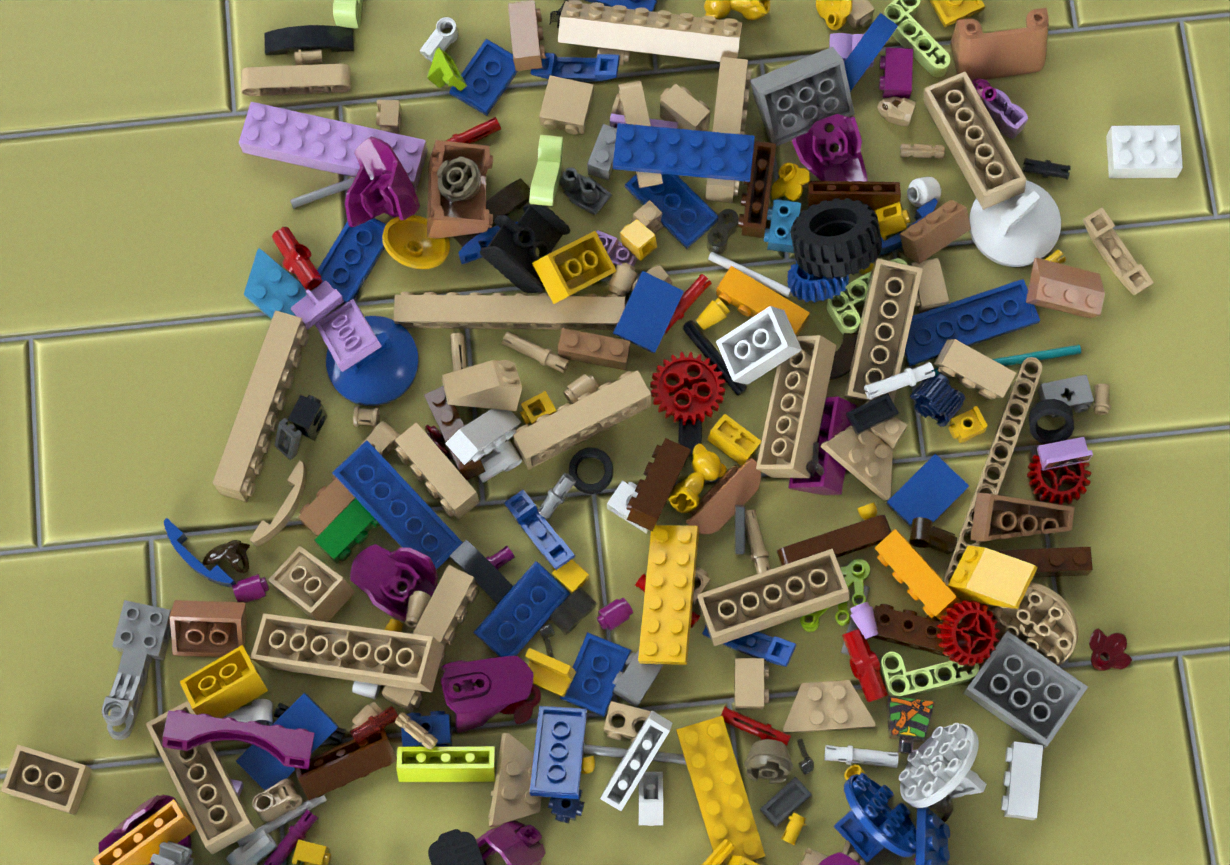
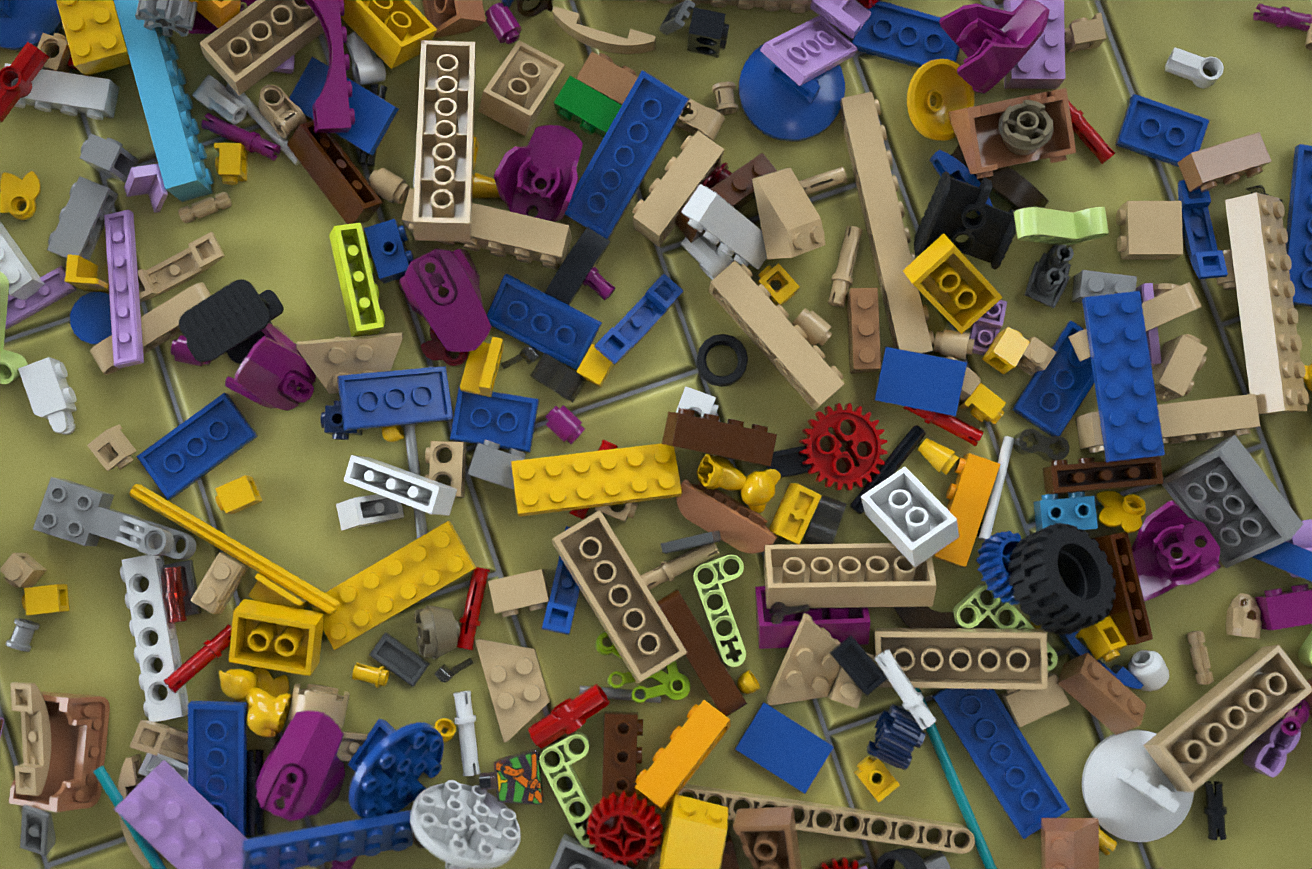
camera: 75 degrees right, 10 degrees up
(374, 725) = (379, 191): clear red pin -> none
(416, 607) = (519, 204): tan cone -> none
(416, 731) = (380, 237): tan axle -> none
(445, 71) = (1156, 82): lime slope -> none
(556, 495) = (682, 328): light grey pin -> none
(679, 267) = (984, 405): none -> yellow brick
(747, 416) = (825, 521): none -> clear smoke axle
(803, 515) = (724, 611): none -> yellowish green beam
(864, 619) = (615, 706): lavender cone -> none
(926, 535) = (733, 755): dark brown piece -> none
(974, 369) = (940, 774): tan brick -> none

